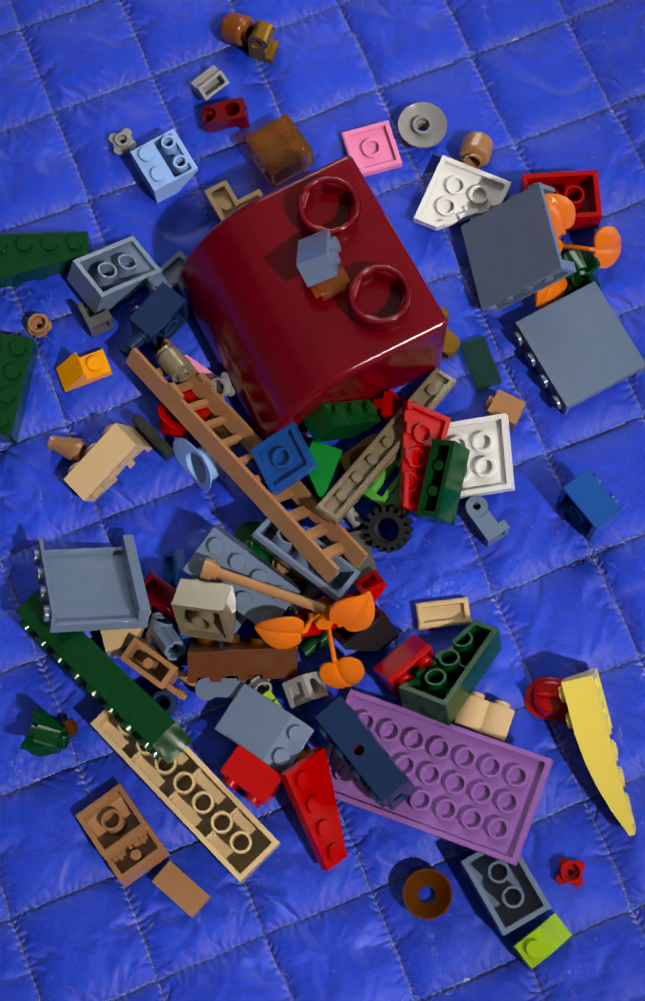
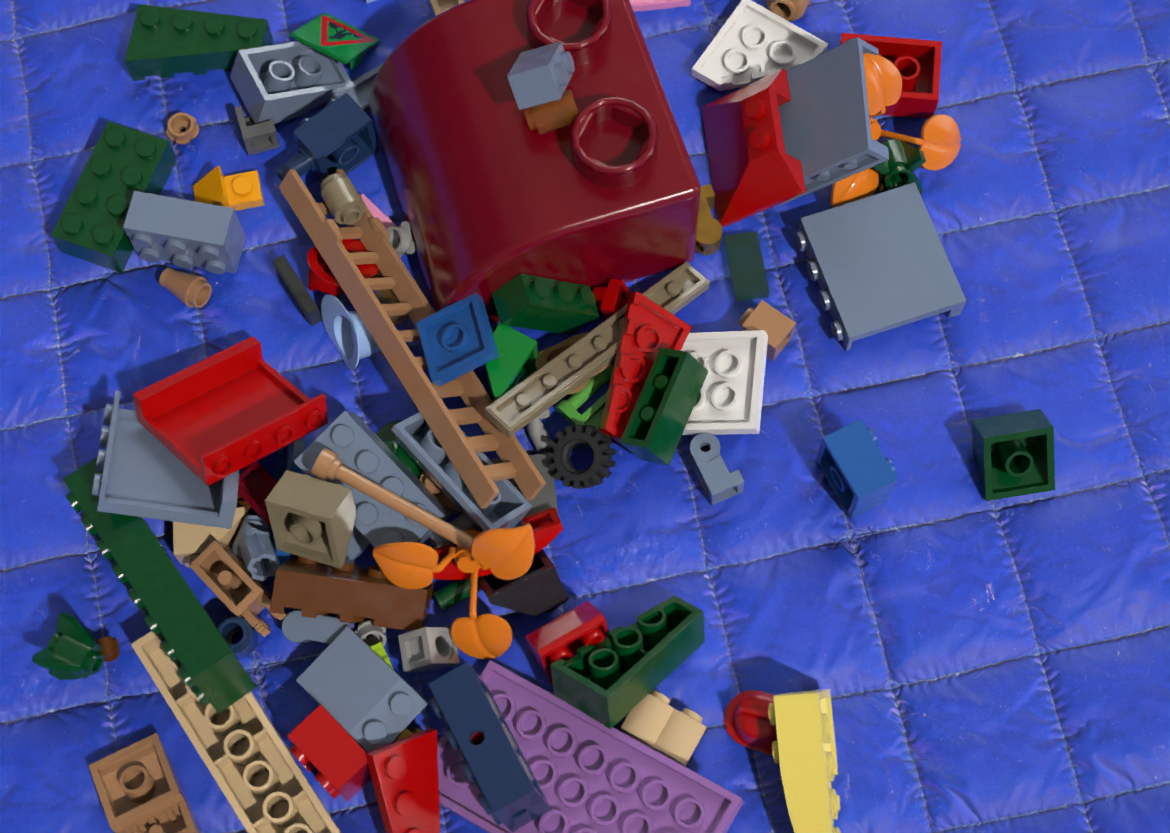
camera: 10 degrees right, 5 degrees down
(60, 407) = (184, 232): none -> sand blue brick
(106, 460) = (230, 308): tan wedge -> none
(124, 540) = (227, 411): none -> red panel
(141, 236) = (336, 39): none -> green piece
(443, 613) = (635, 582): tan tile -> none
(469, 276) = (749, 150): none -> red slope

